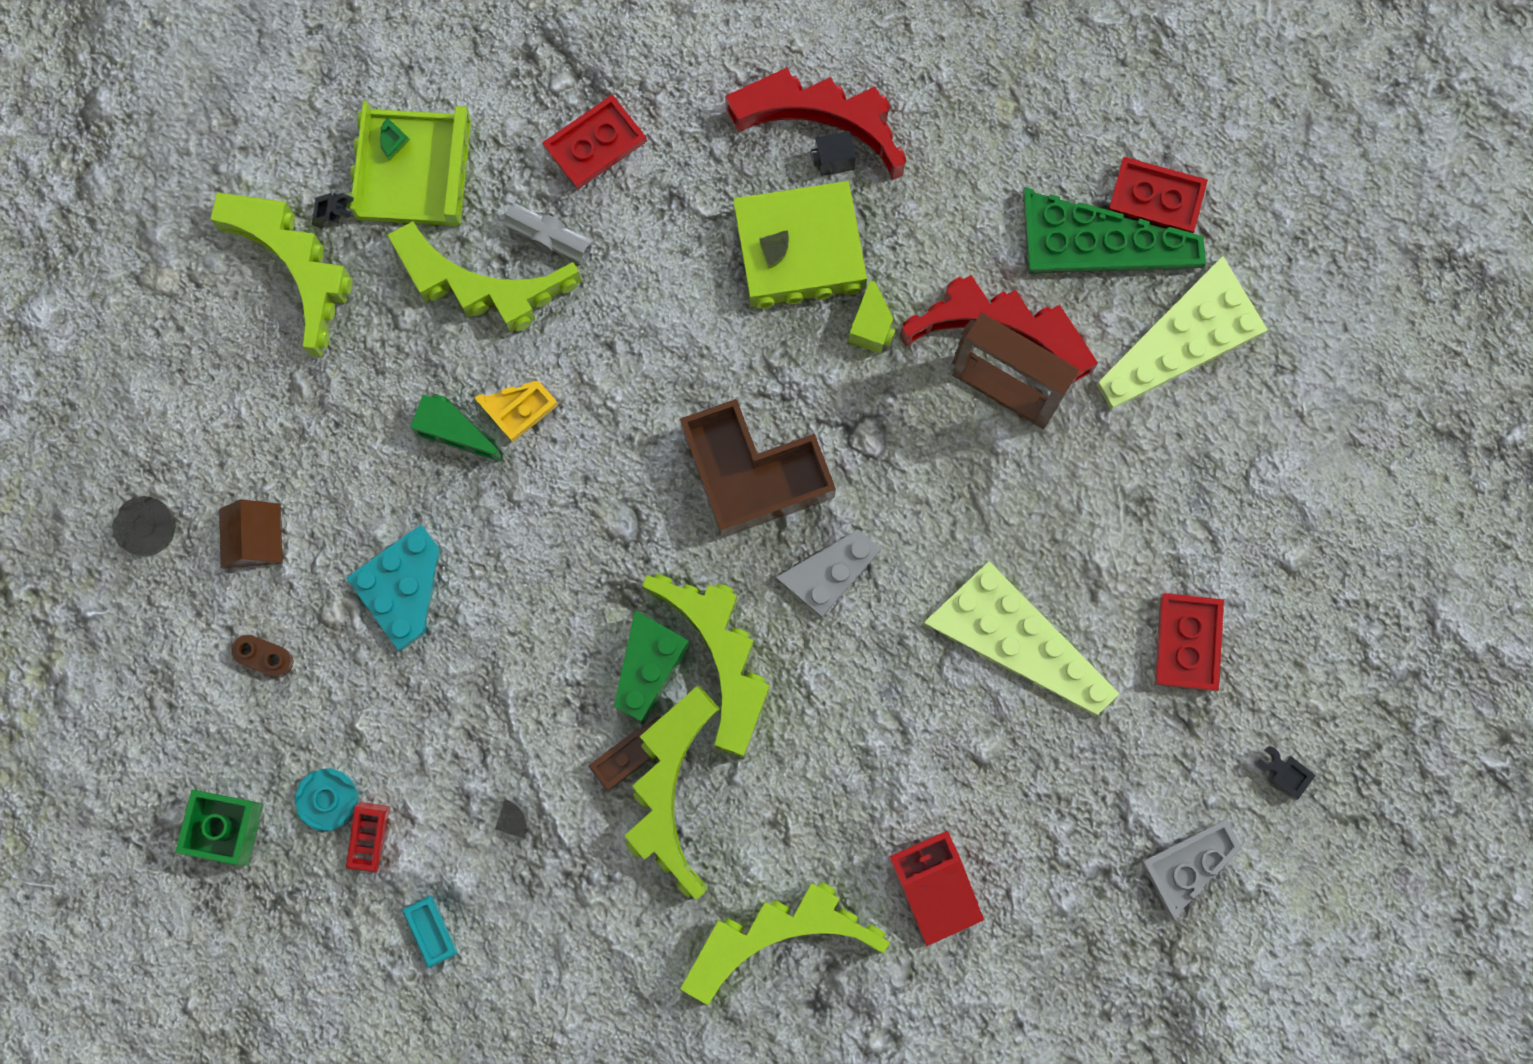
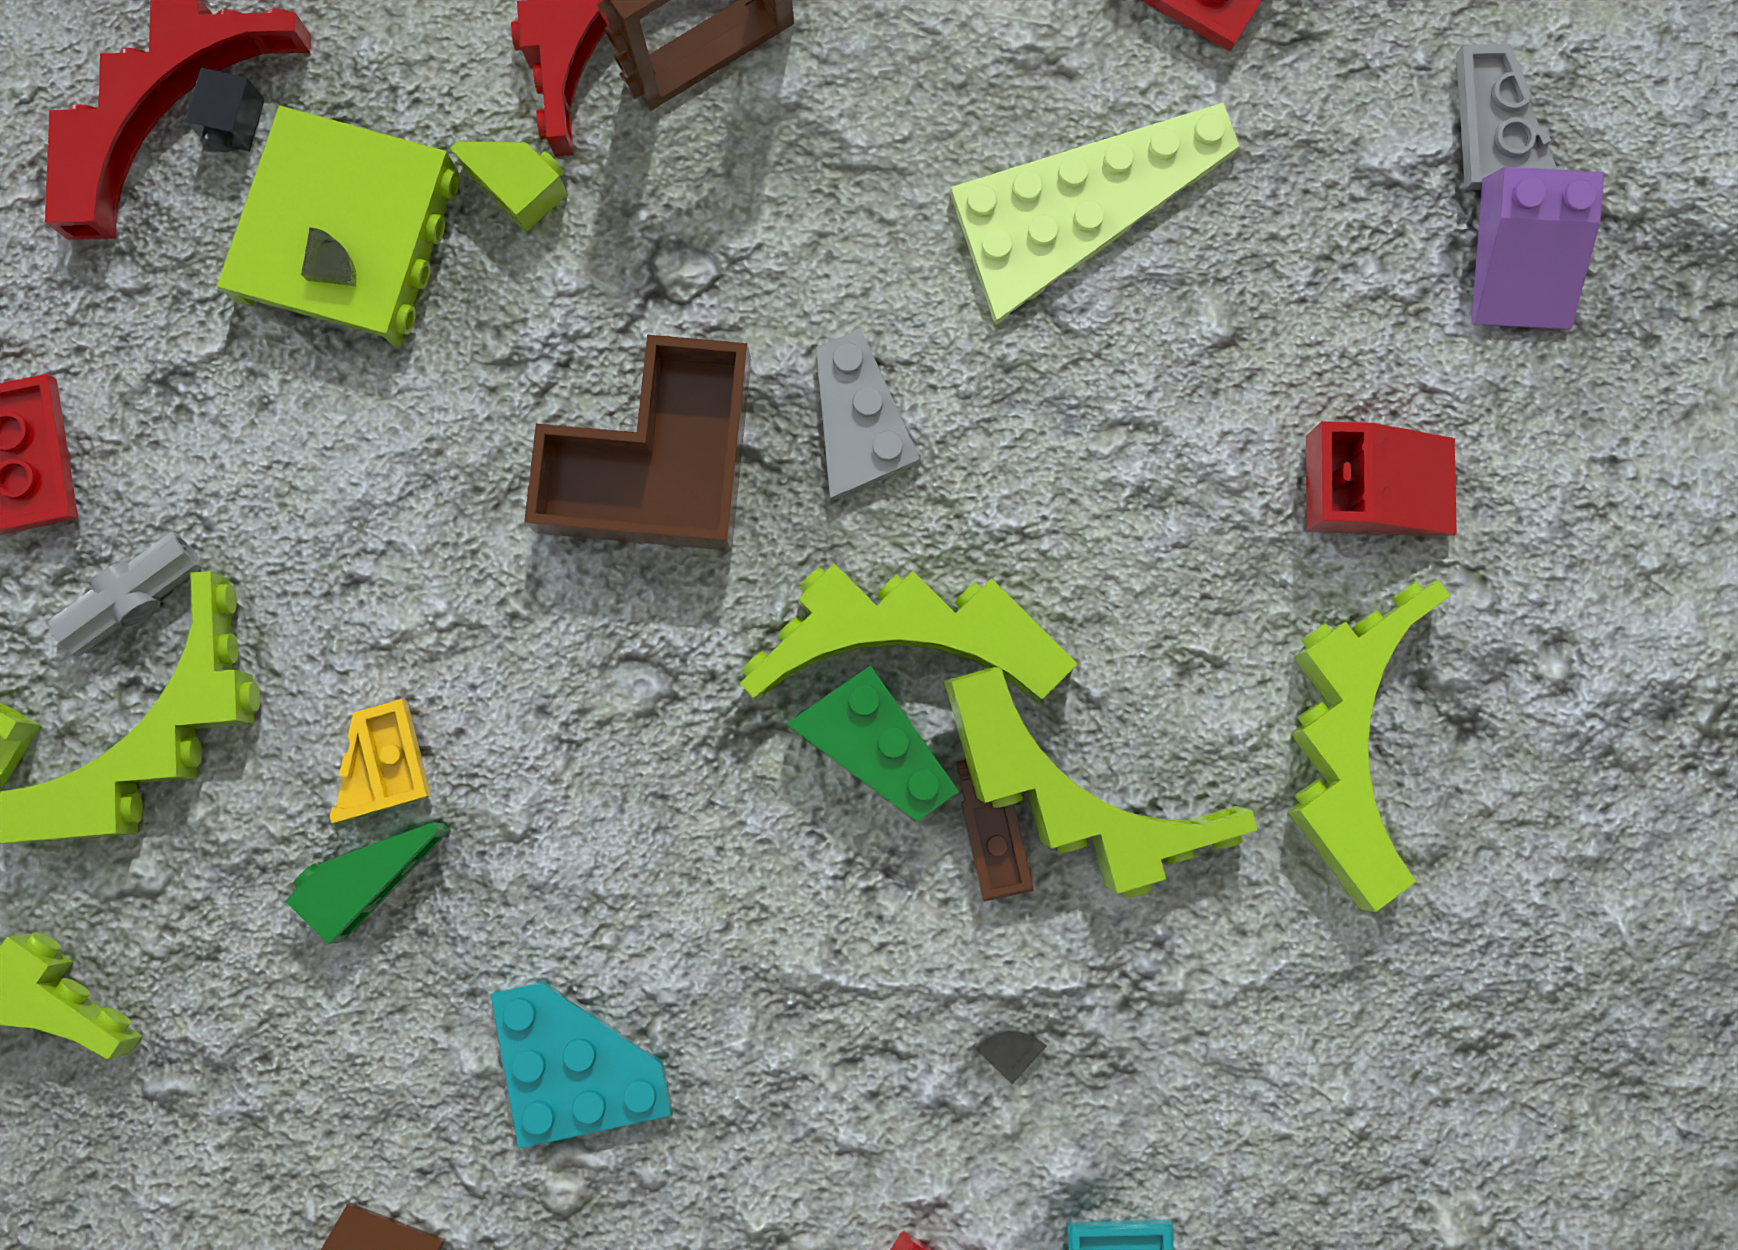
camera: 65 degrees left, 5 degrees up
(1119, 915) = (1534, 246): none -> medium lavender slope

